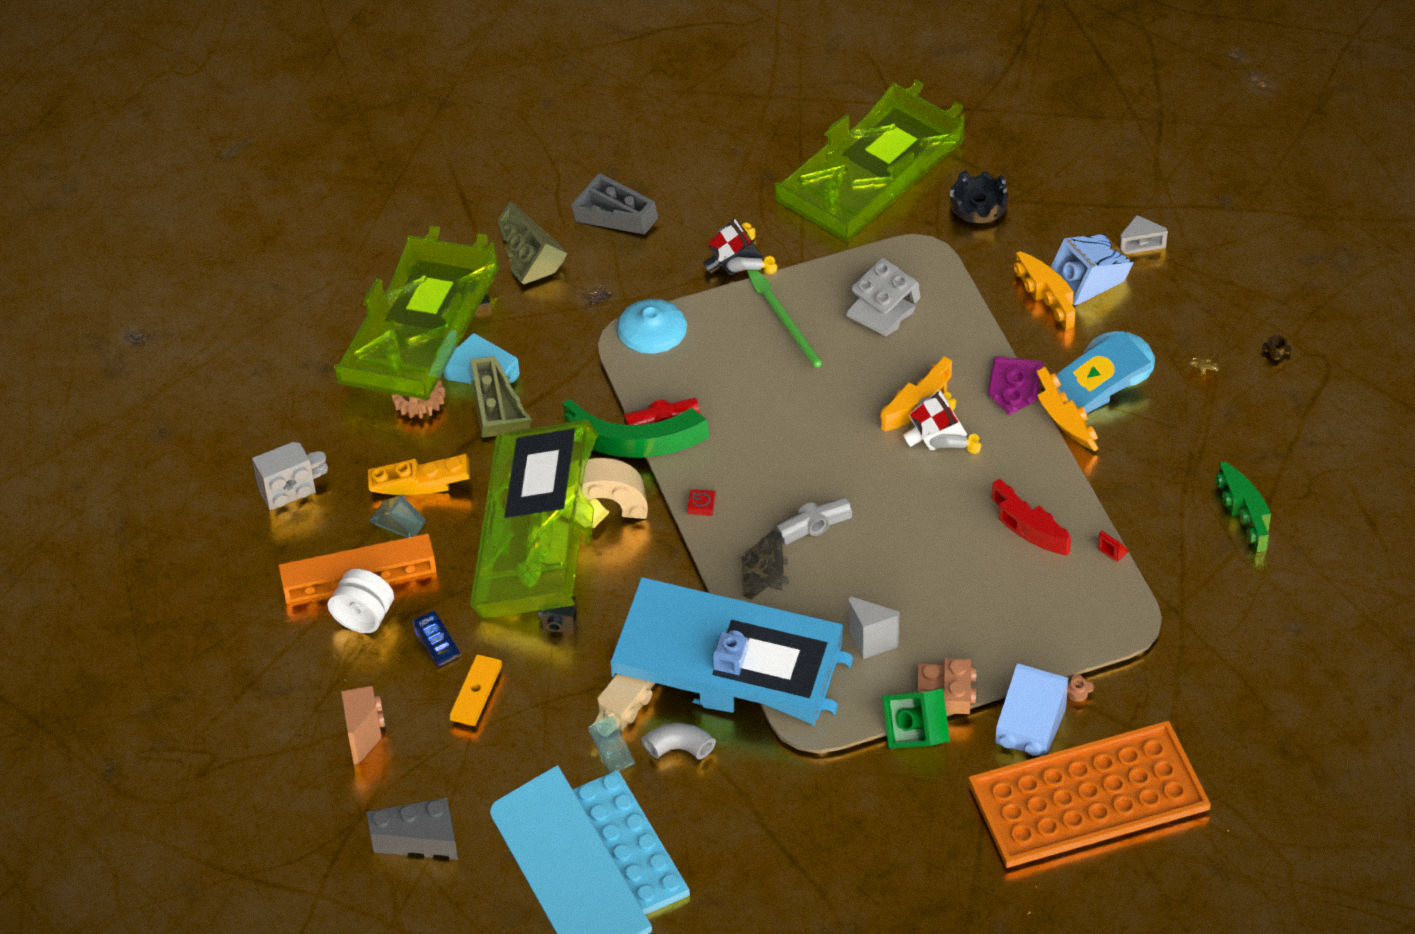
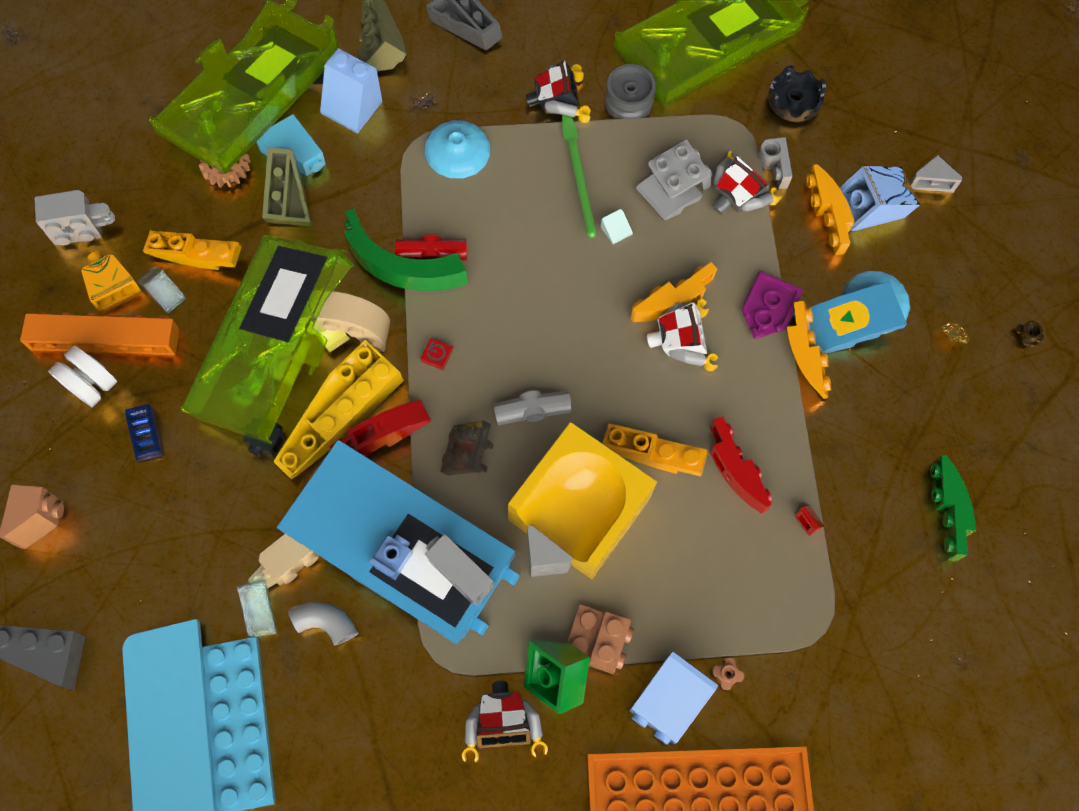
camera: 10 degrees right, 20 degrees up
(344, 521) = (107, 281): none -> light orange torso
(475, 690) = (147, 514): light orange tile -> none
(524, 298) = (349, 91): none -> light blue slope
(627, 555) = (341, 403): none -> yellow wedge
(683, 566) = (387, 427): none -> red slope
(799, 640) = (459, 569): none -> light grey window
(809, 234) = (630, 92): none -> dark grey wheel
(838, 353) = (616, 226): none -> light aqua slope
(881, 769) = (502, 721): none -> torso
(893, 566) = (582, 498): none -> yellow piece
(947, 529) = (655, 452): none -> light orange slope
(951, 288) = (741, 187): none -> torso
(977, 257) = (777, 160): none -> light grey plate

